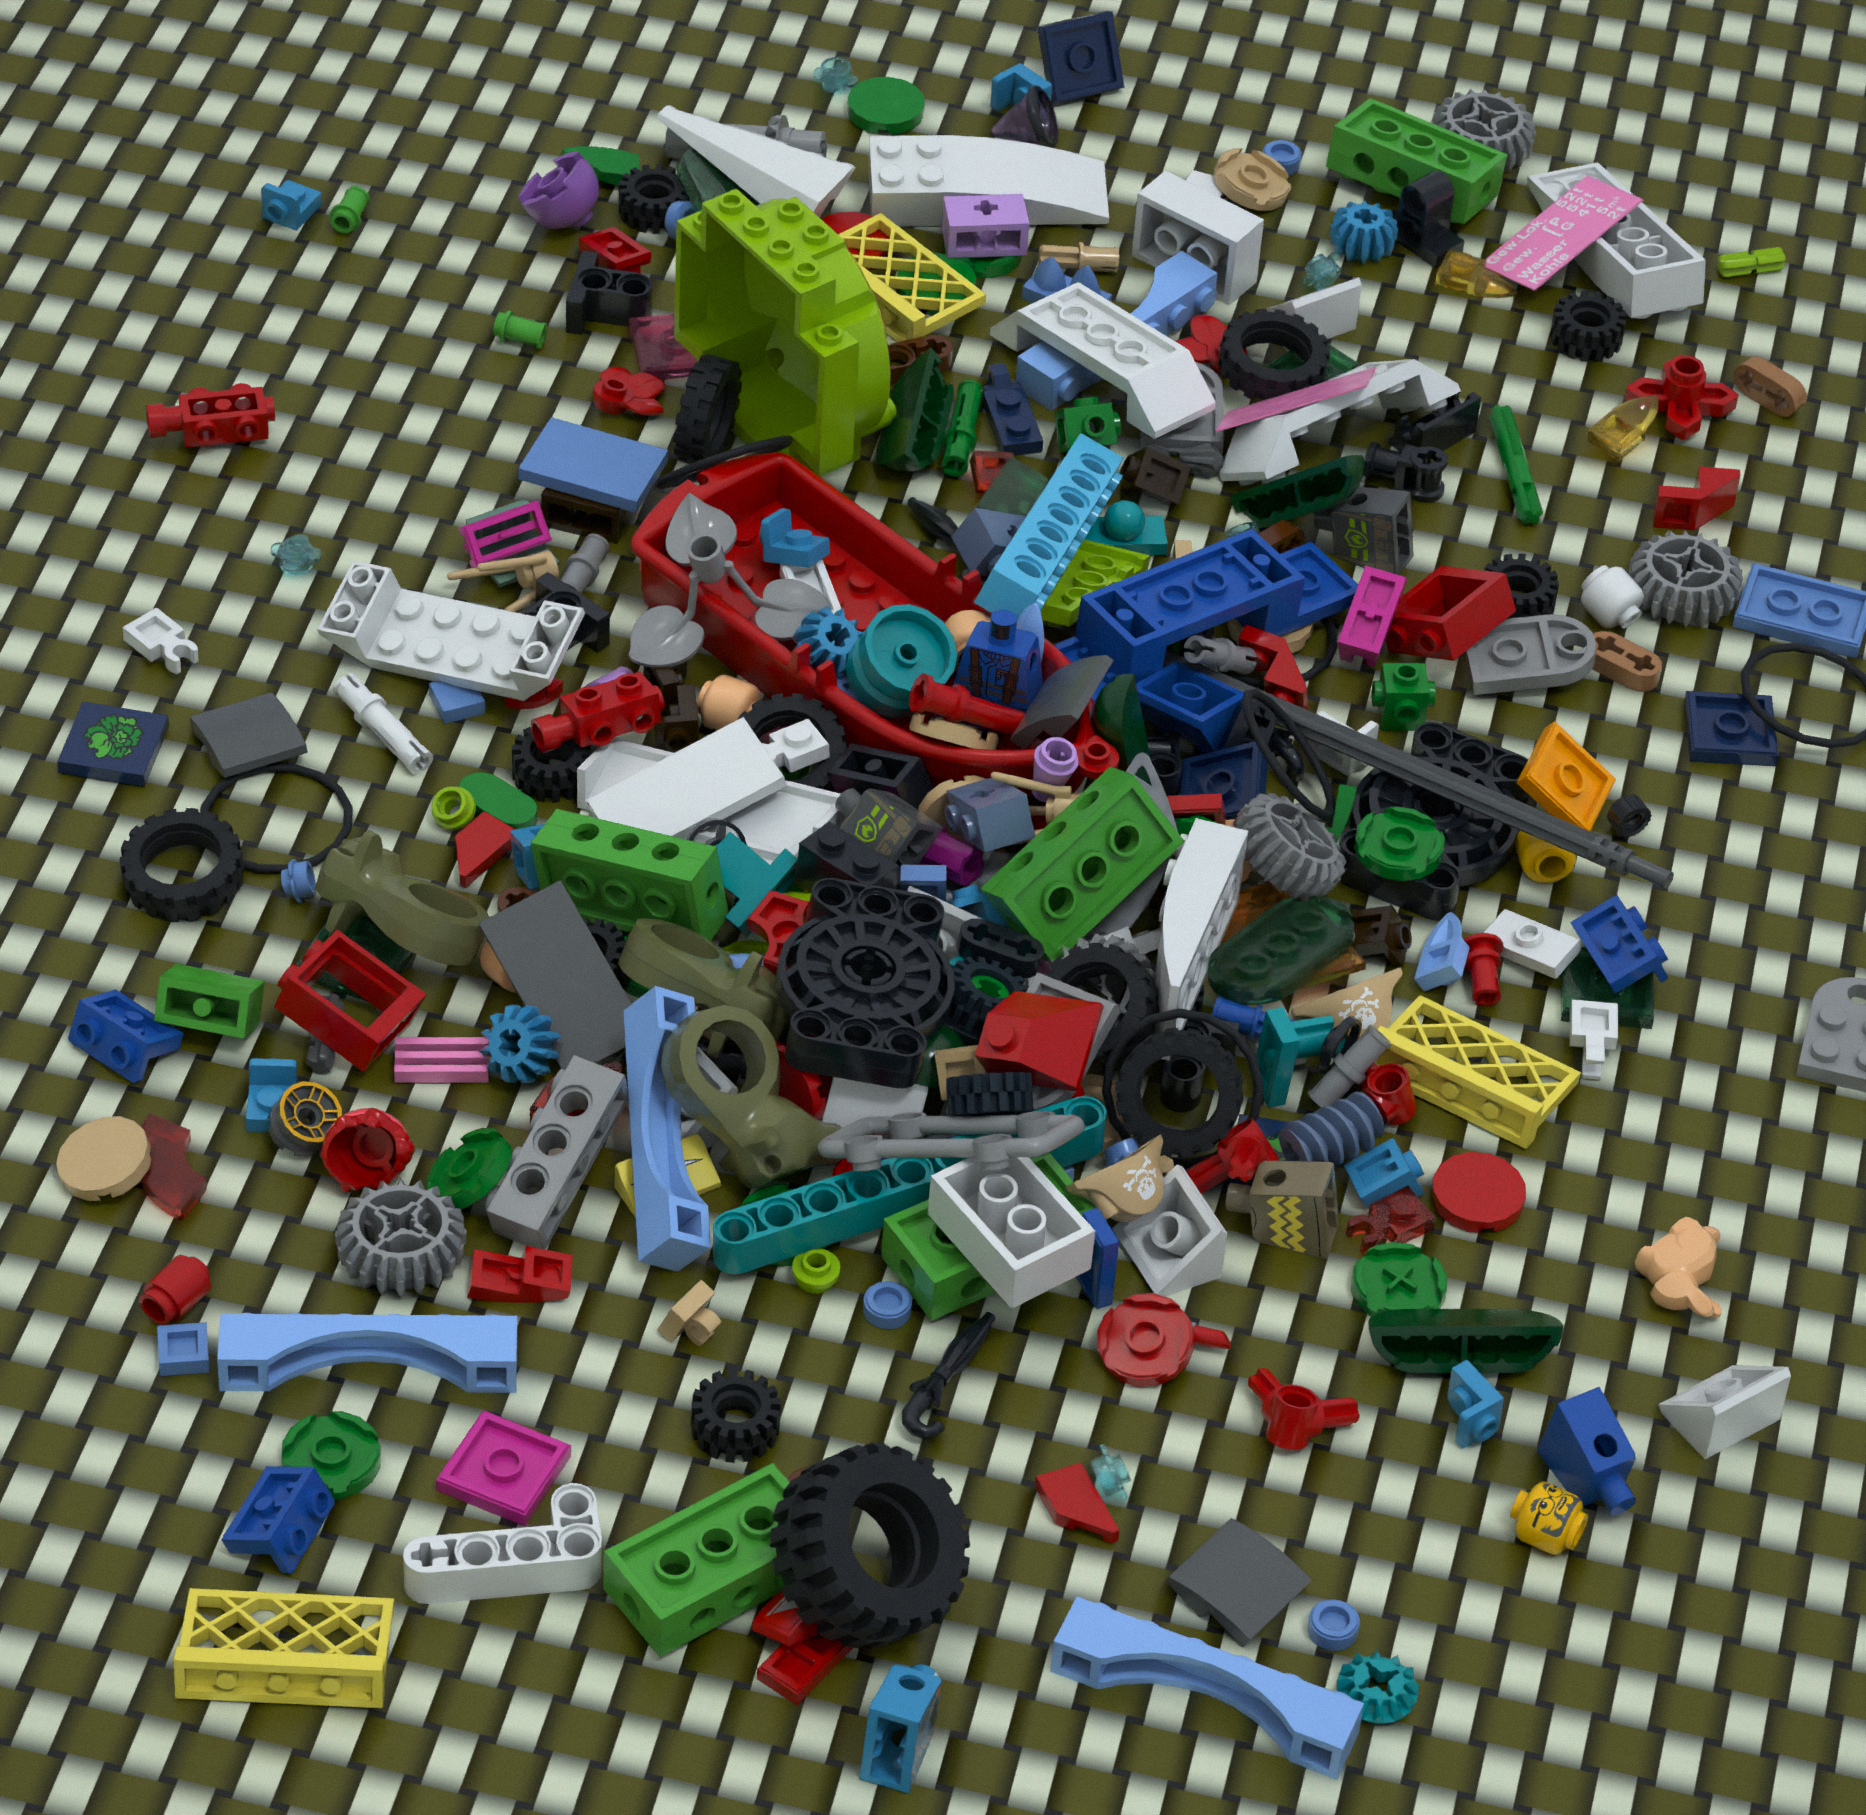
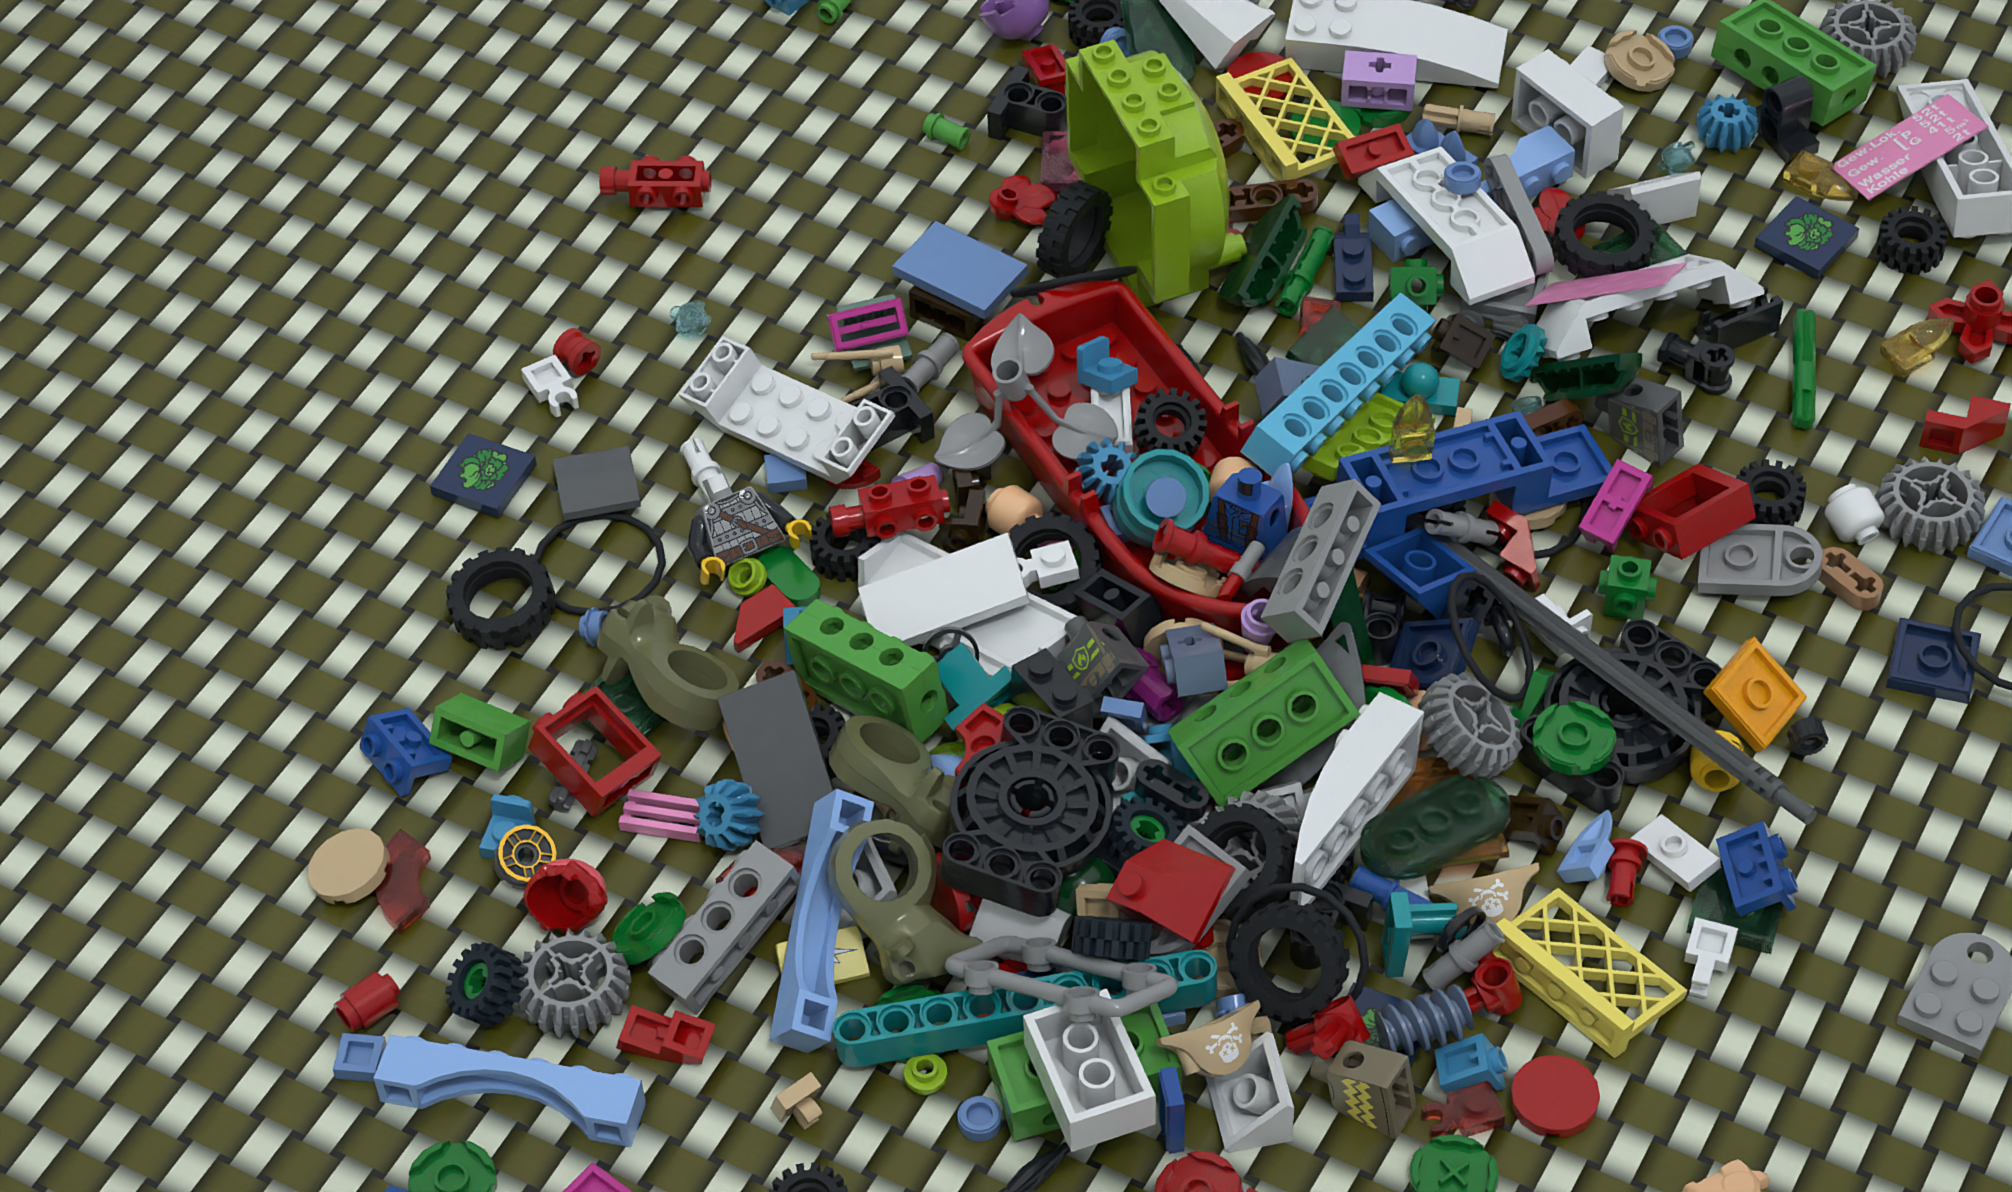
camera: 20 degrees right, 5 degrees up
(180, 602) = (577, 351): none -> red wheel
(326, 1258) = (485, 984): none -> black bush
(434, 755) = (738, 527): none -> torso
(879, 570) = (1175, 406): none -> black tyre
(912, 654) = (1165, 497): none -> medium blue tile
(999, 297) = (1372, 150): none -> red plate
(1011, 719) = (1241, 571): none -> light grey piece
(1111, 687) = (1321, 561): none -> light grey brick
(1114, 309) = (1462, 178): none -> medium blue tile
(1157, 310) = (1515, 204): none -> light grey beam
(1157, 557) = (1412, 432): none -> clear yellow plate
(1223, 480) = (1522, 352): none -> teal gear
(1478, 336) = (1806, 237): none -> dark blue tile

